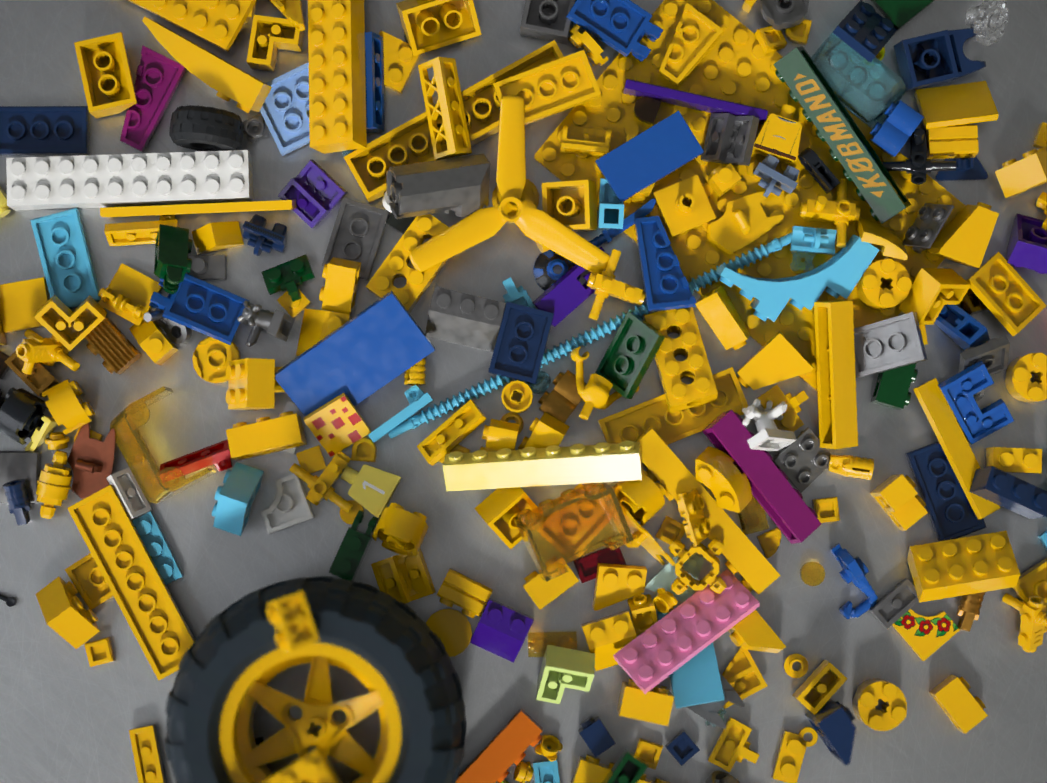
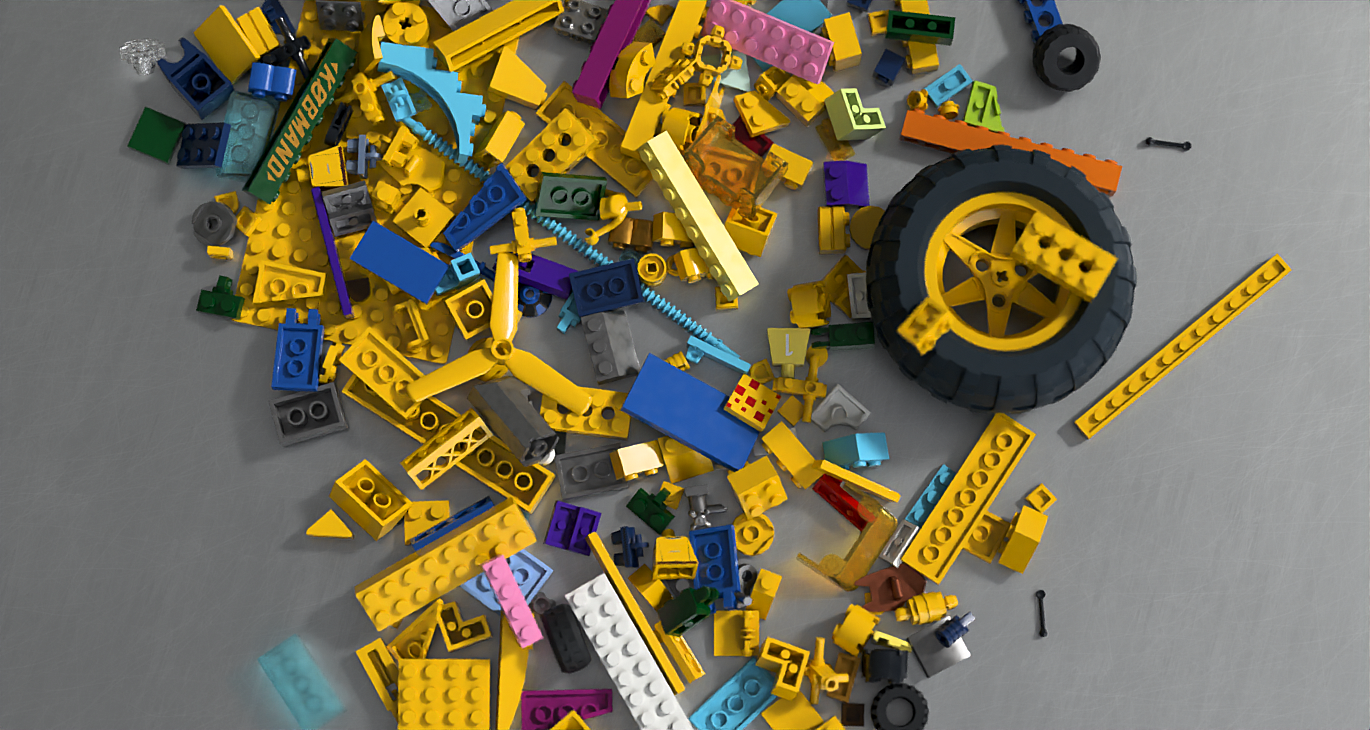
camera: 115 degrees left, 5 degrees down
(57, 441) = (889, 626): yellow plate -> none
(112, 346) = (788, 621): pearl gold brick -> none
(206, 482) = (858, 481): none -> yellow tile
(230, 270) = (673, 557): none -> yellow torso
(263, 91) = (511, 600): none -> bright pink brick
(386, 582) = (857, 295): none -> white plate
(451, 432) = (709, 308): yellow hinge -> none
(664, 601) = (752, 68): yellow plate -> none
(768, 212) = (394, 144): none -> yellow hips
(768, 436) = (565, 64): white piece -> none
(790, 420) = (548, 56): yellow hinge -> none

